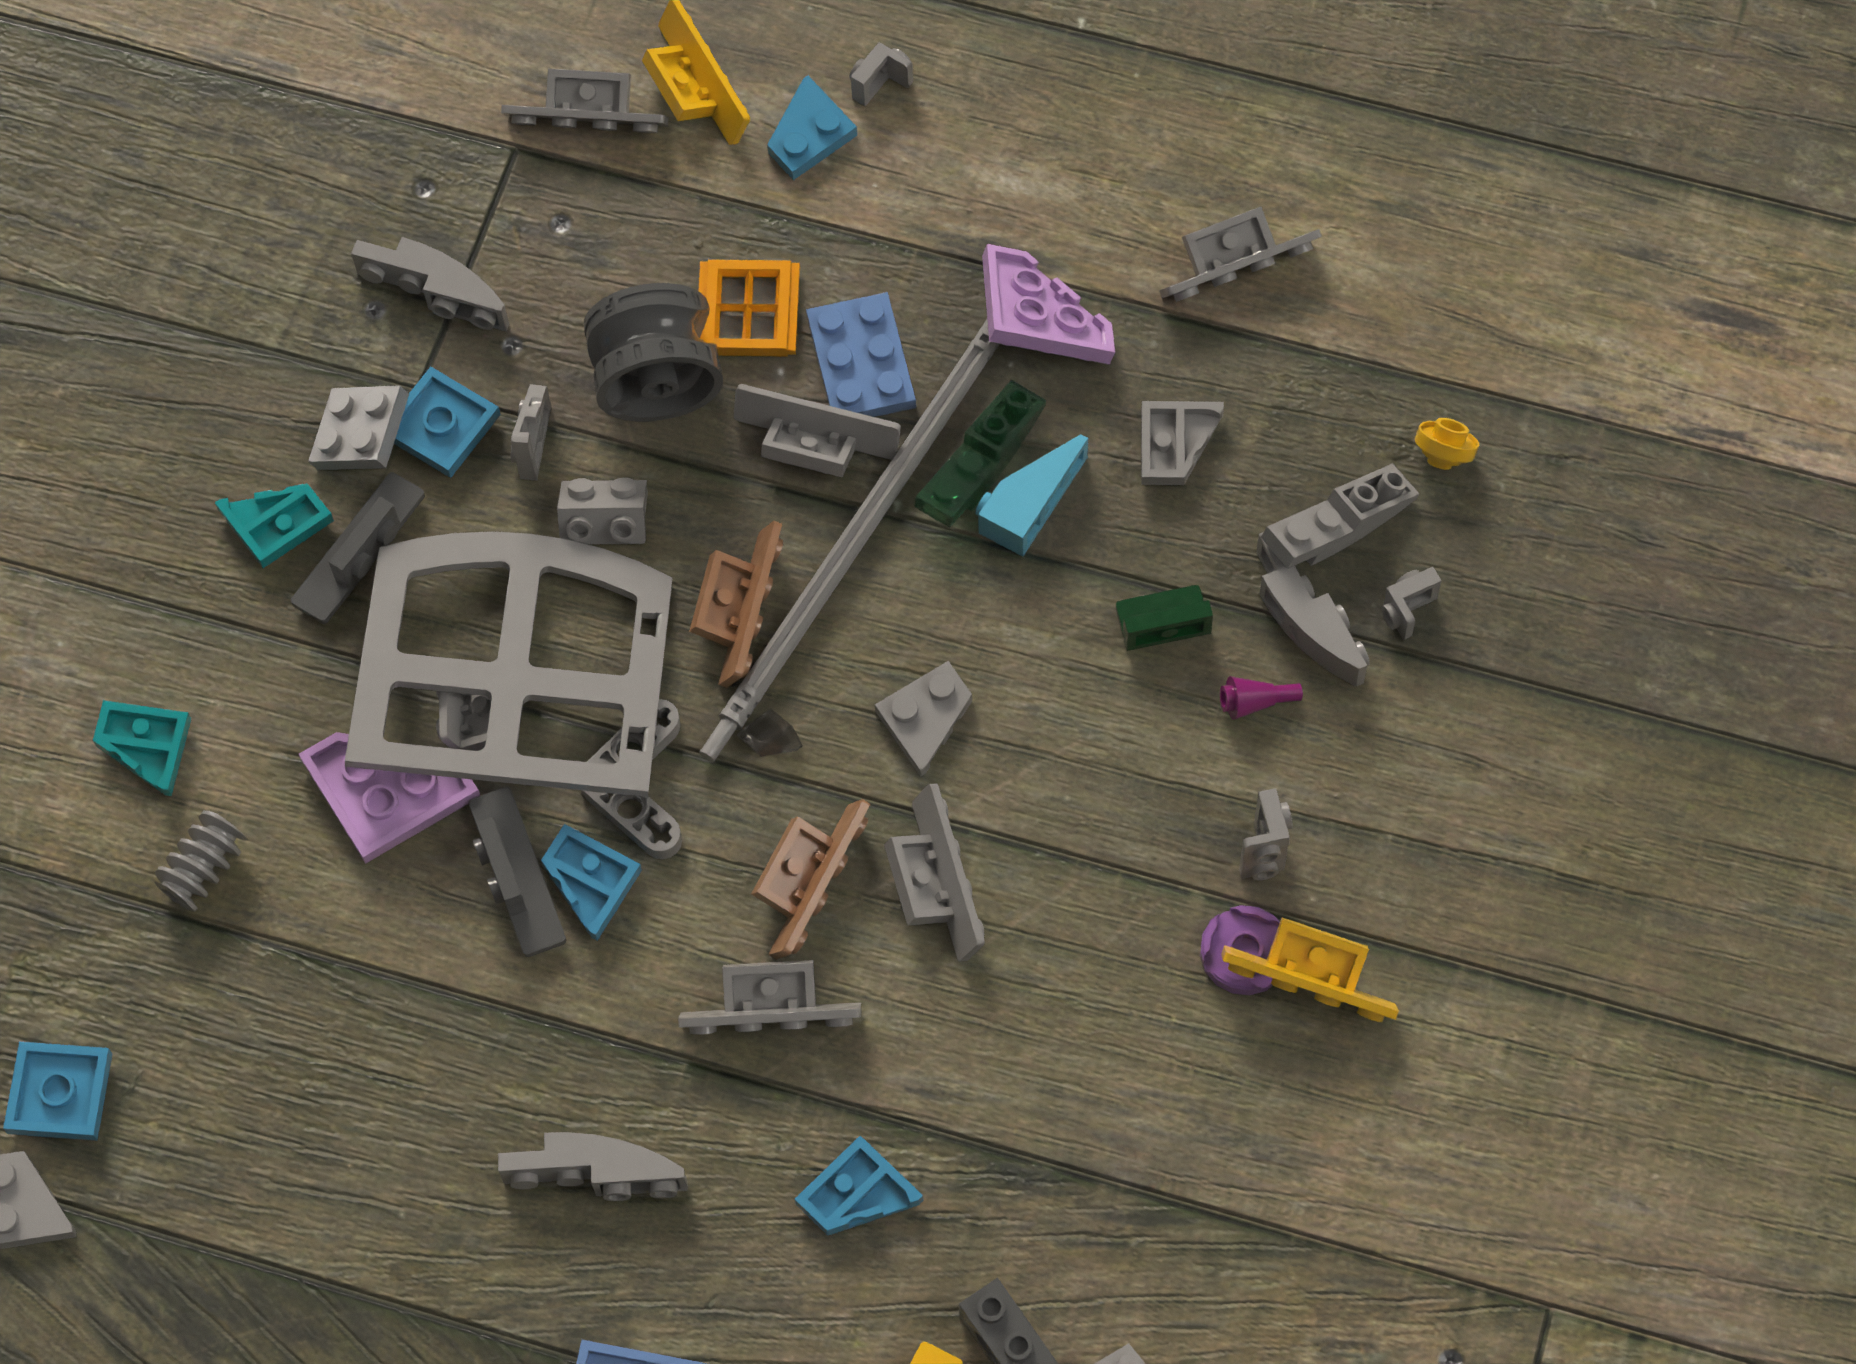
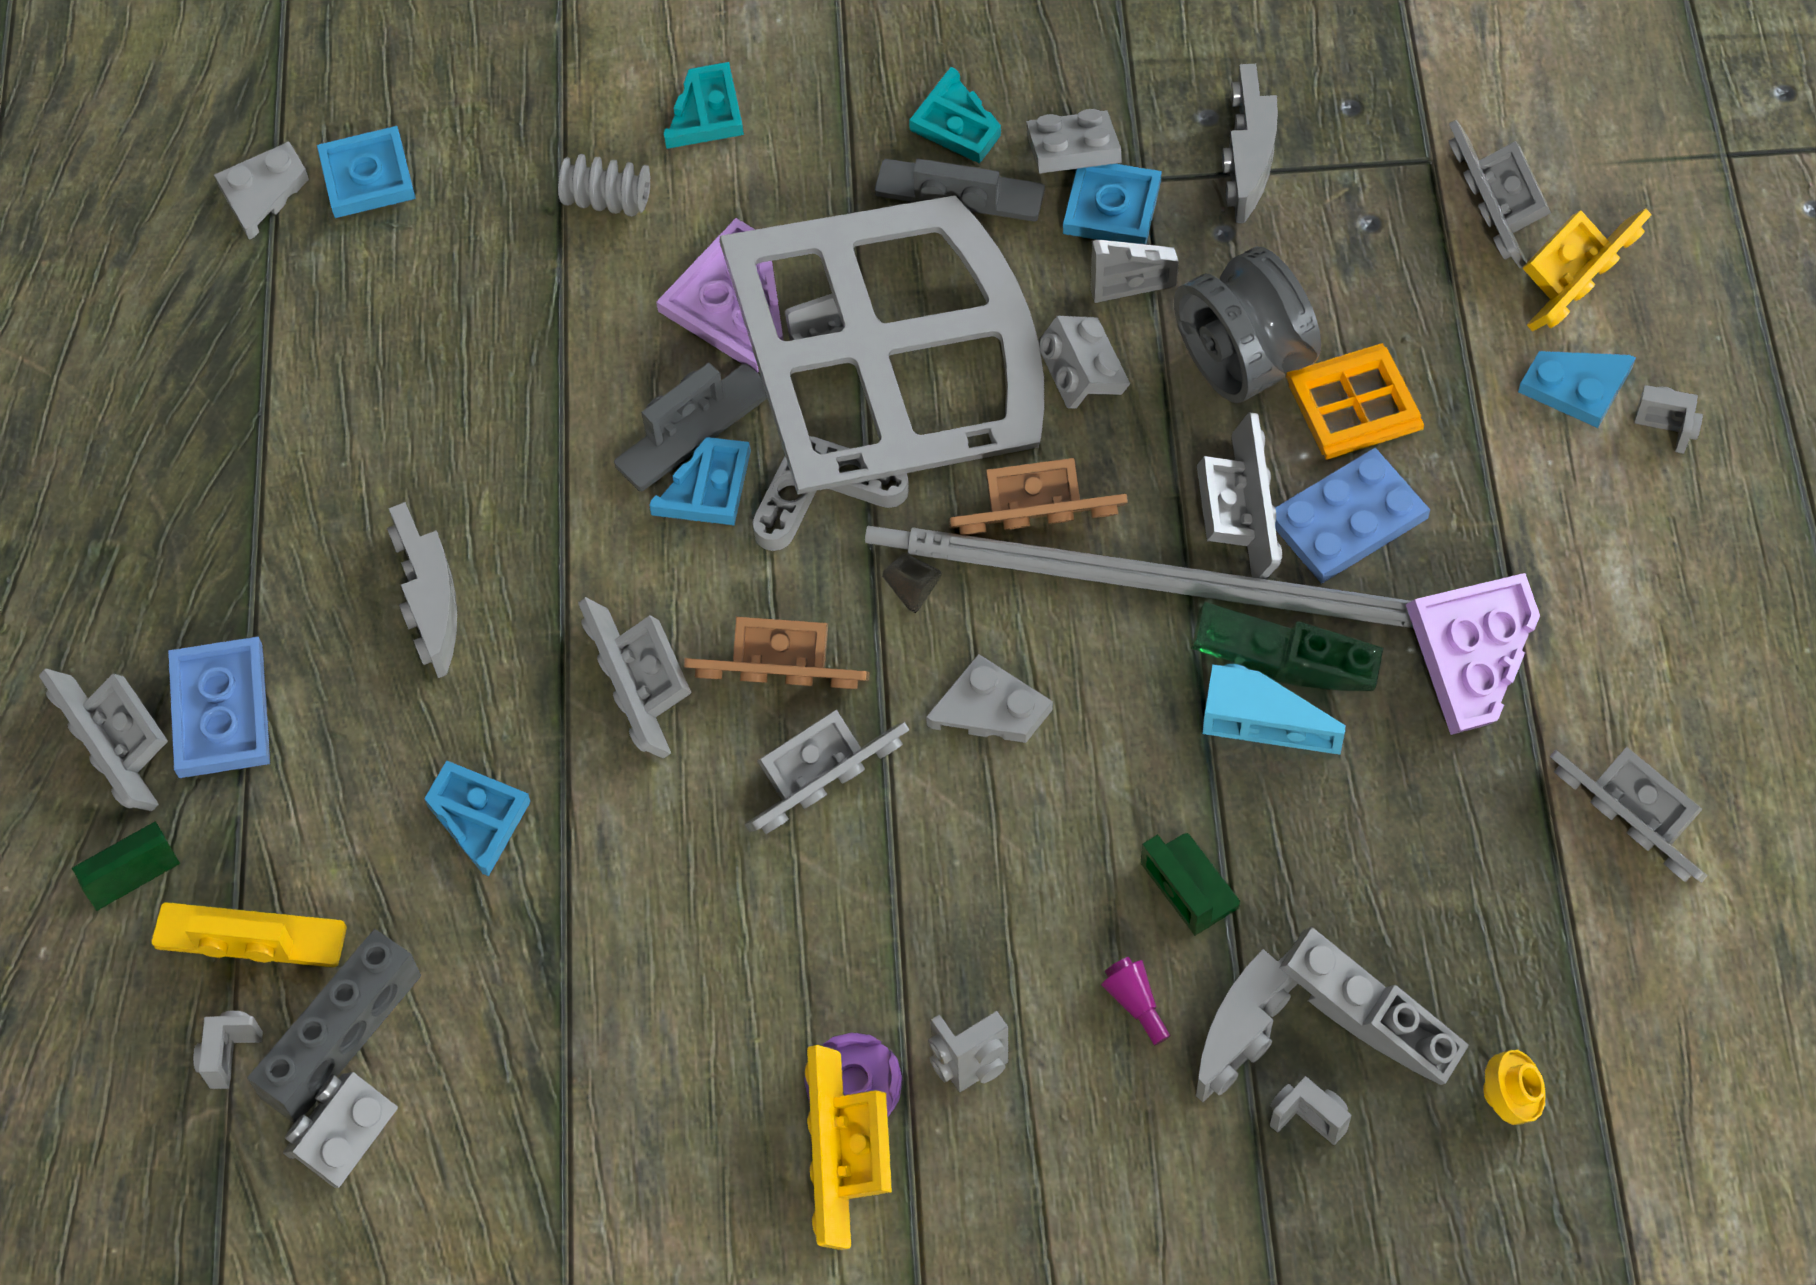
camera: 70 degrees right, 5 degrees down
(1175, 438) = (1393, 822): light grey wing -> none

